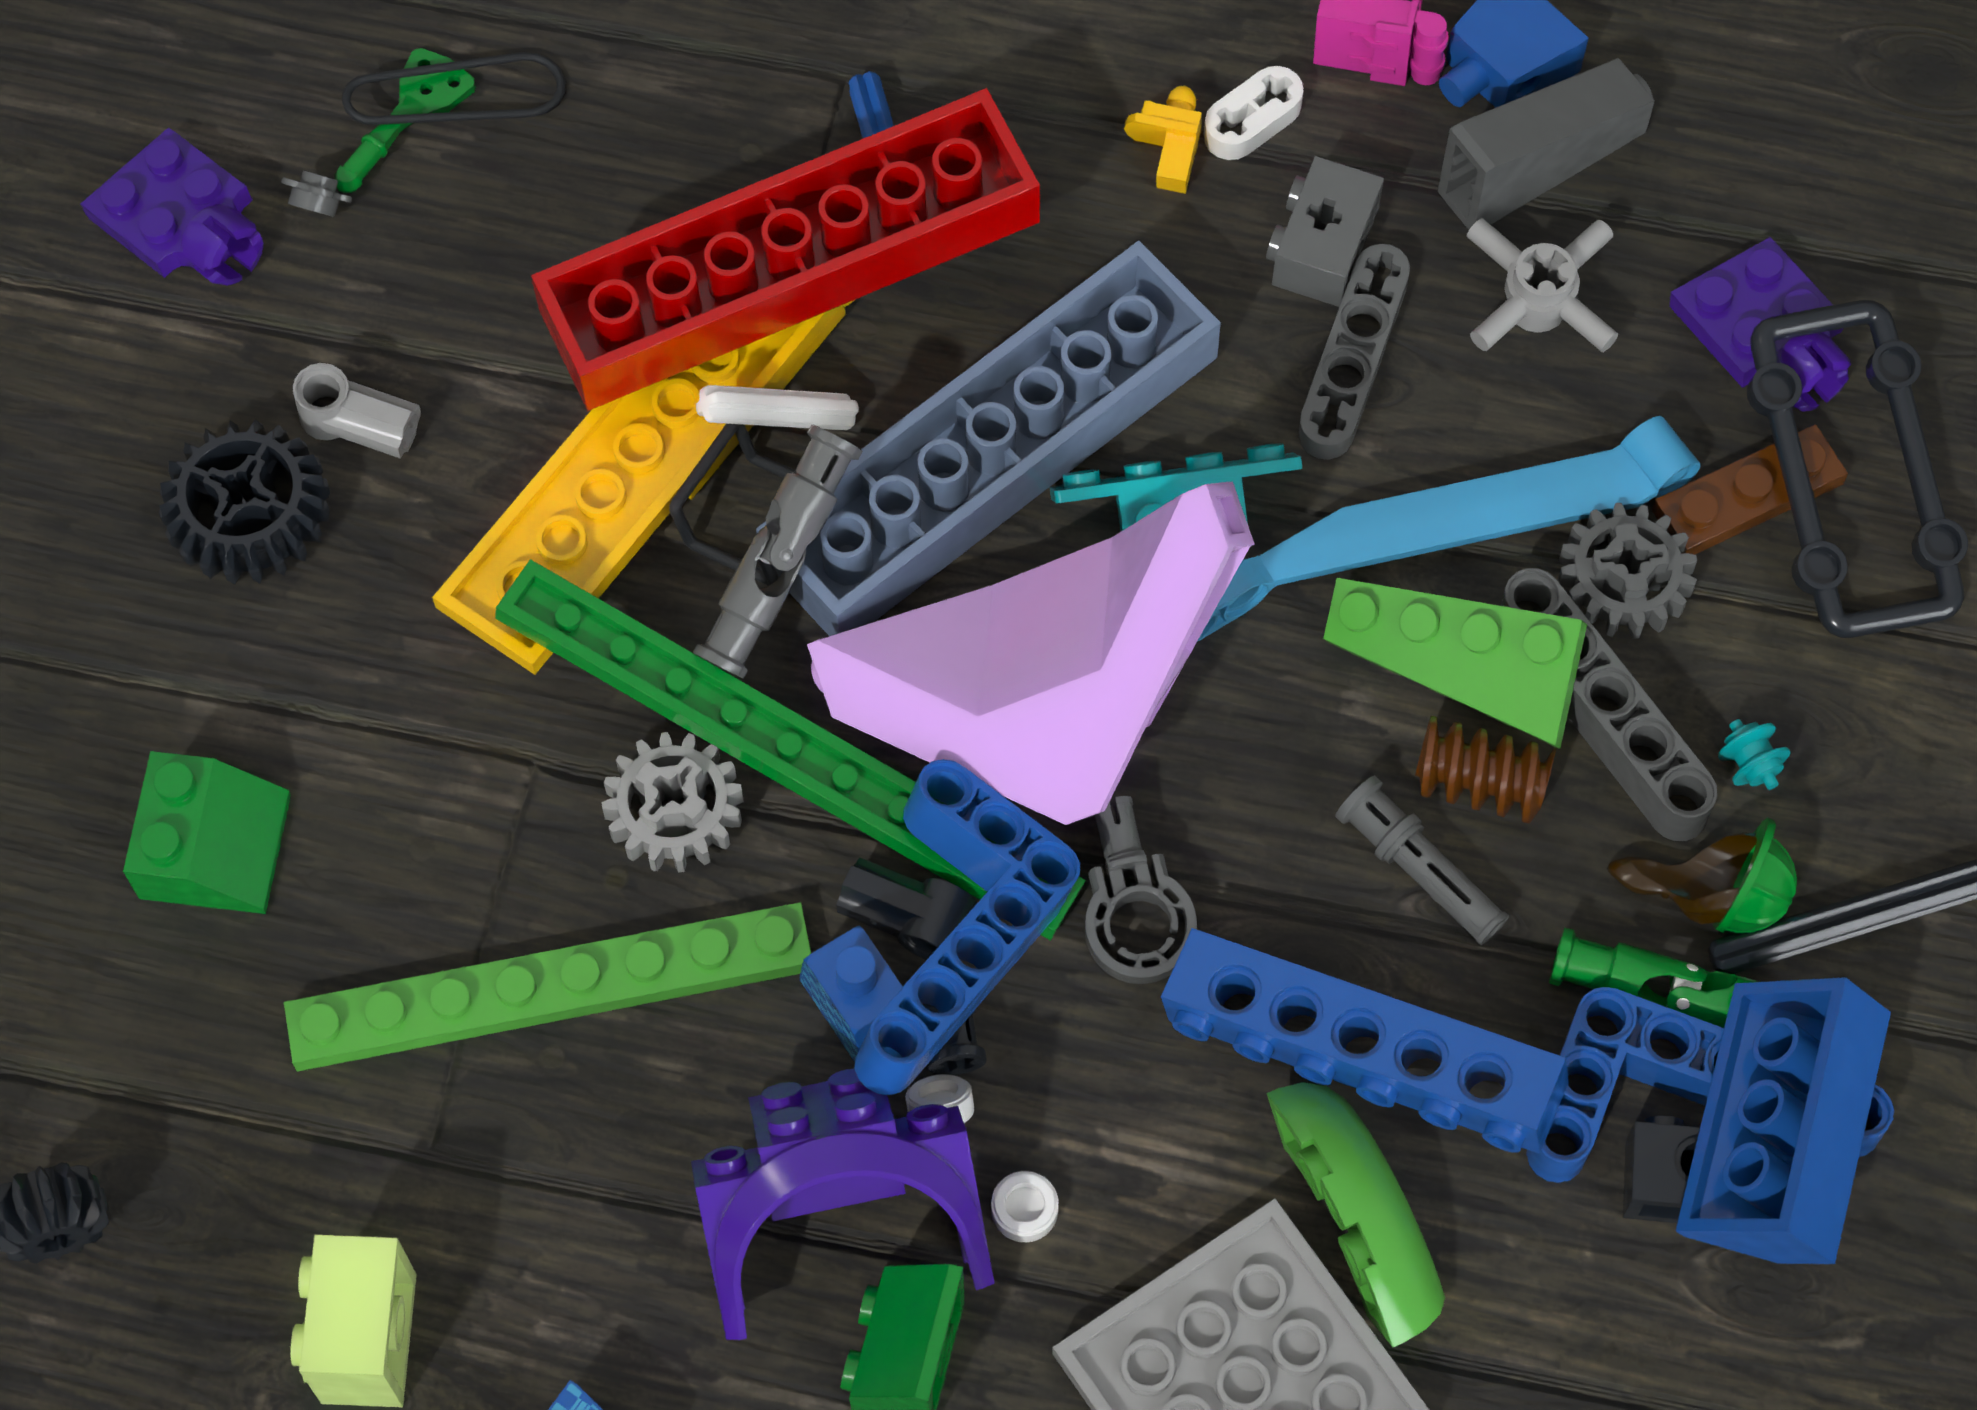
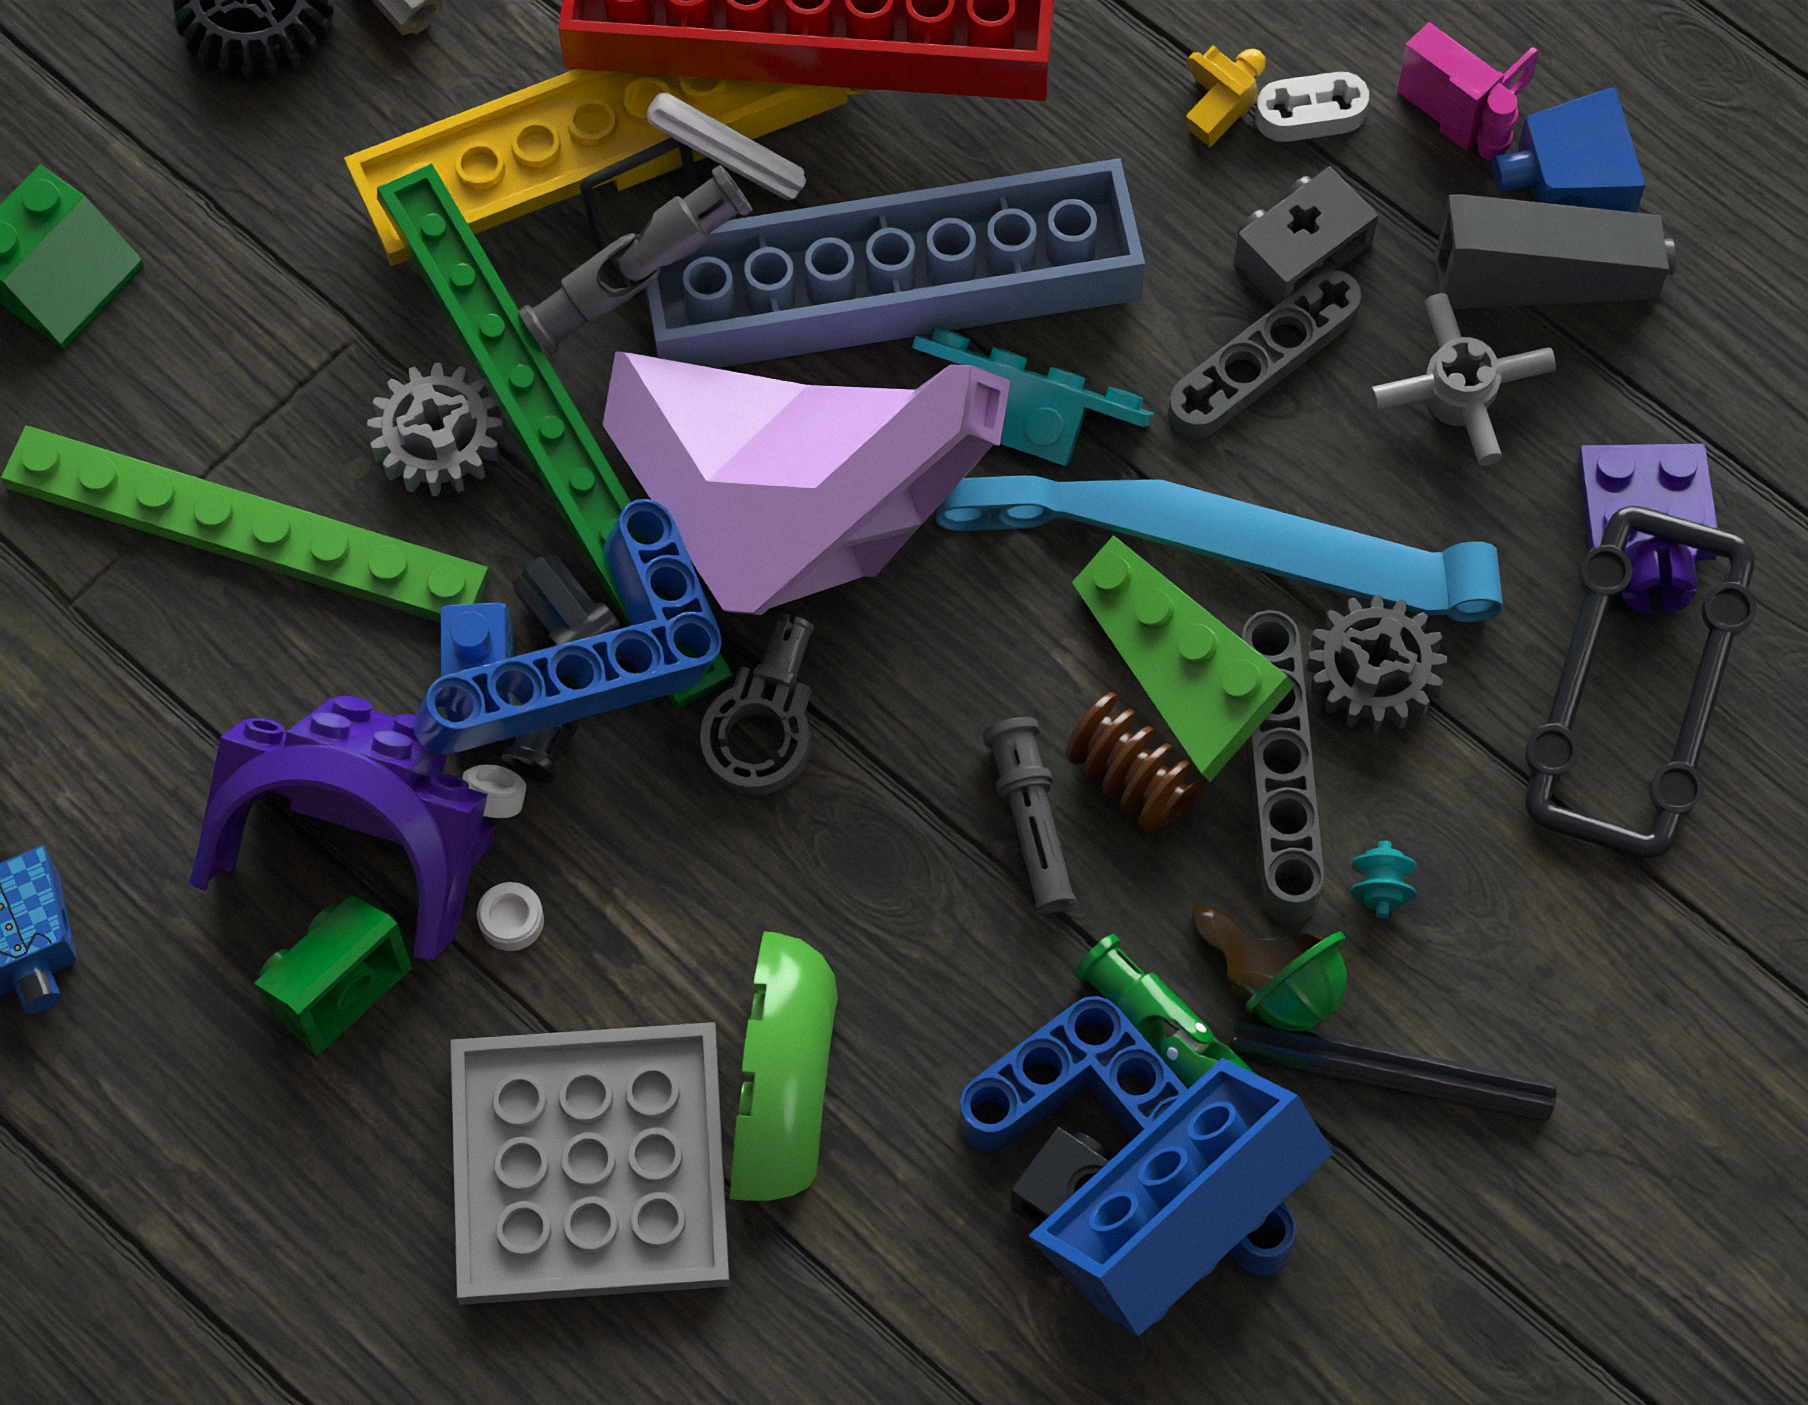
camera: 30 degrees right, 0 degrees up
(1216, 969) = (787, 808): blue brick -> none
(1745, 493) = (1532, 654): reddish brown plate -> none

